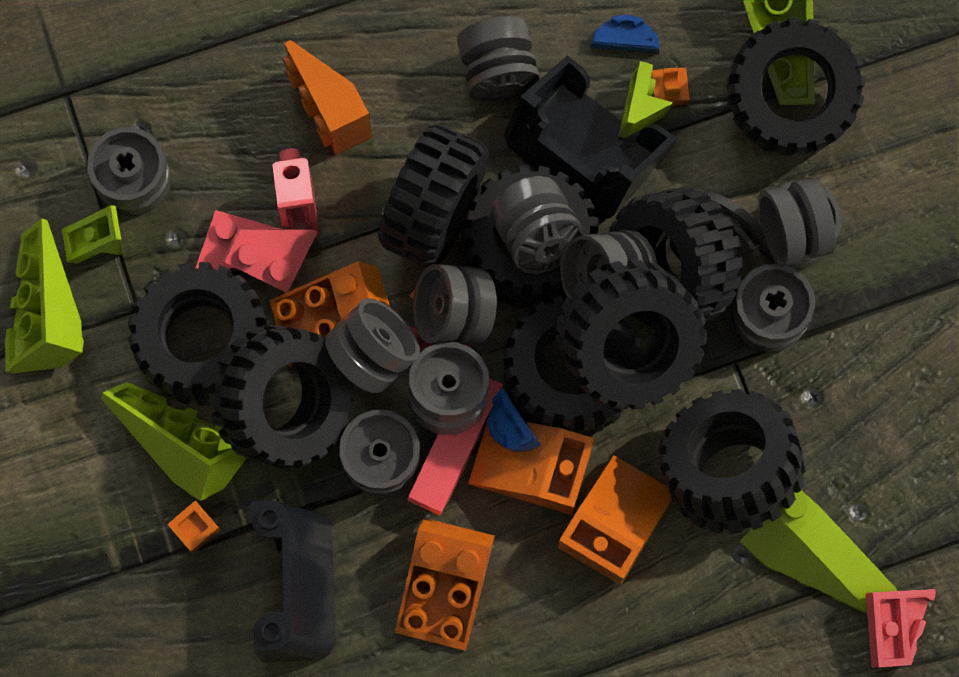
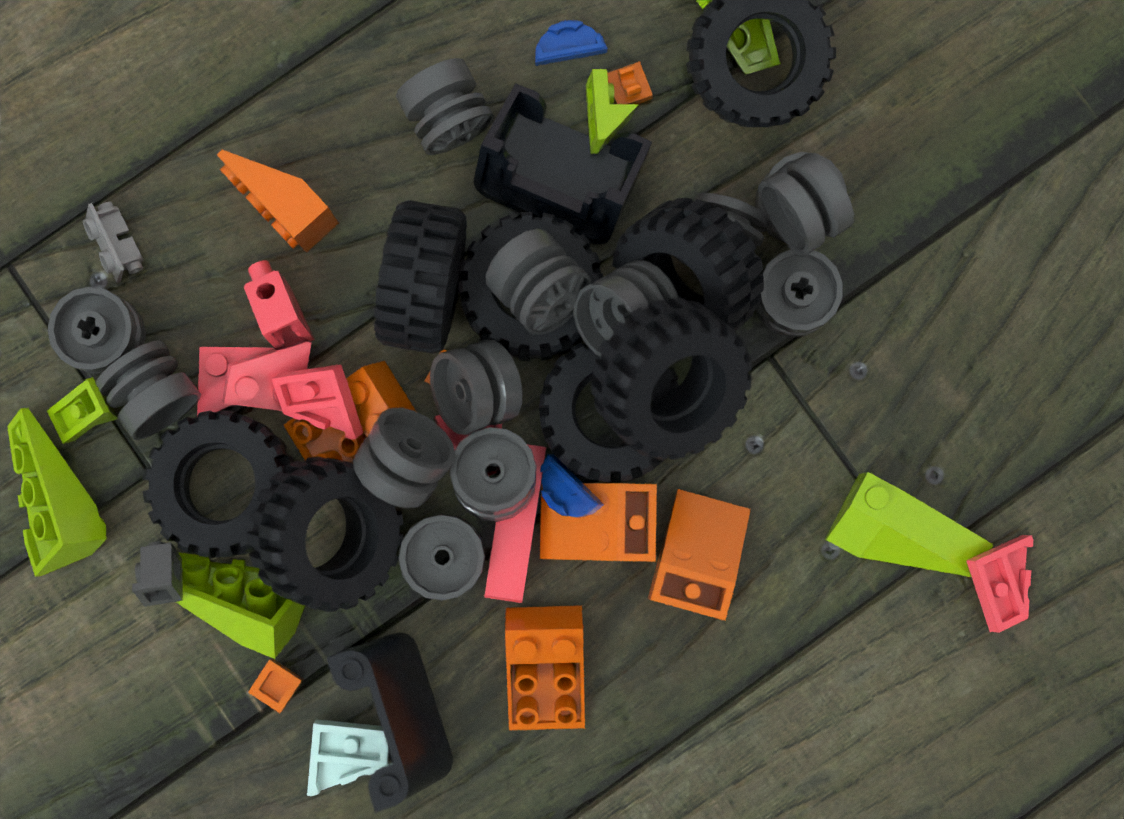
camera: 20 degrees left, 10 degrees up
(120, 394) = (158, 574): none -> dark grey brick
(159, 231) = (147, 389): none -> dark grey wheel
(164, 110) = (115, 254): none -> light grey hinge
(234, 607) = (344, 753): none -> light aqua wing
(311, 279) = (320, 398): none -> coral wing
(741, 499) = (775, 431): black tyre -> none

